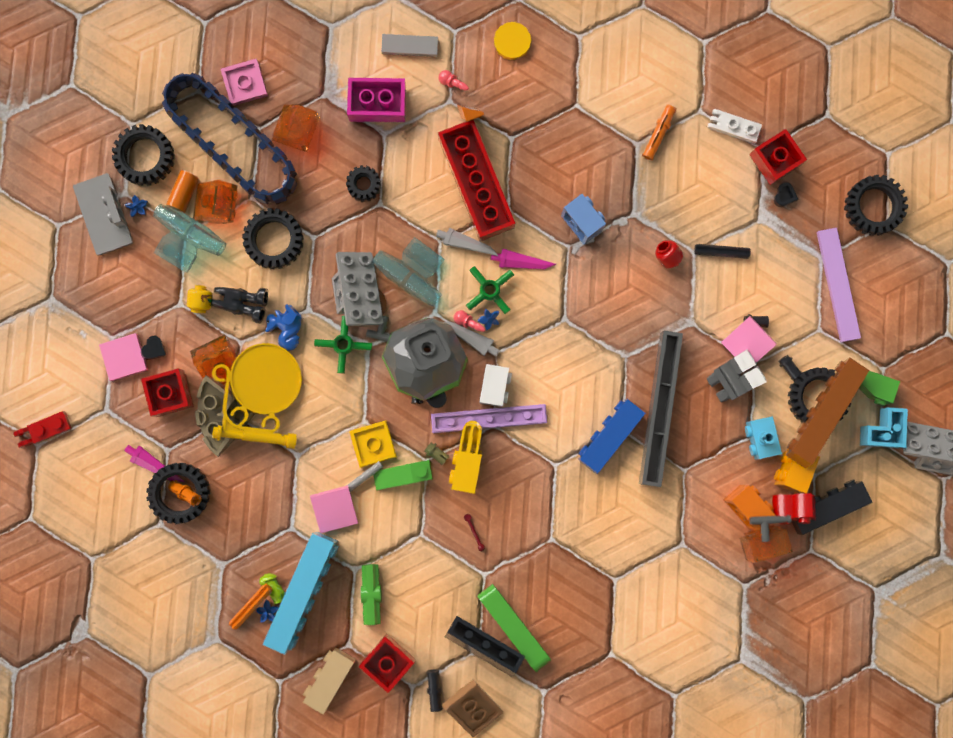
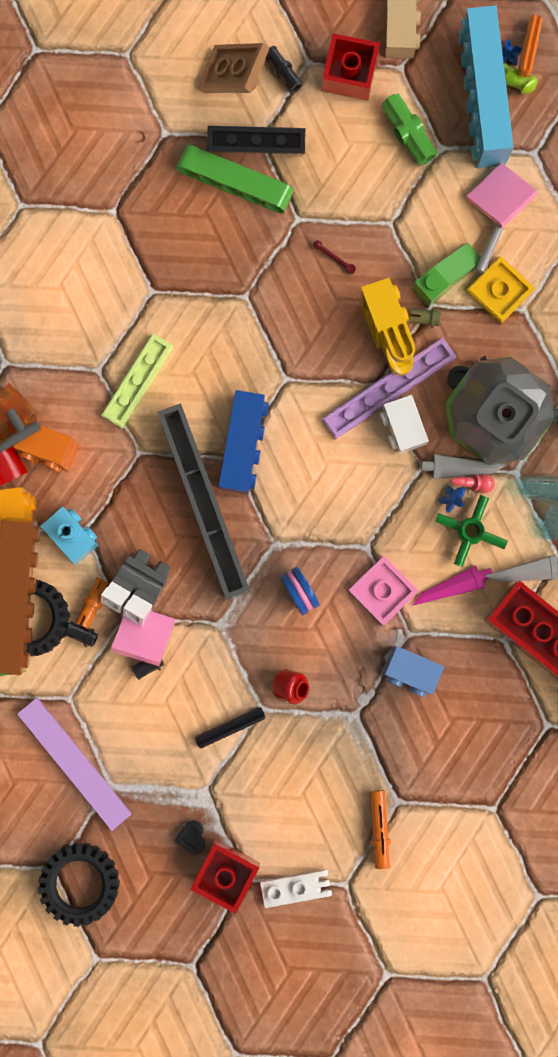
camera: 160 degrees right, 0 degrees up
(570, 284) = (383, 590): none -> bright pink tile
(628, 313) = (299, 591): none -> blue head
(659, 521) = (137, 381): none -> yellowish green tile
(771, 384) = (92, 603): none -> orange pin

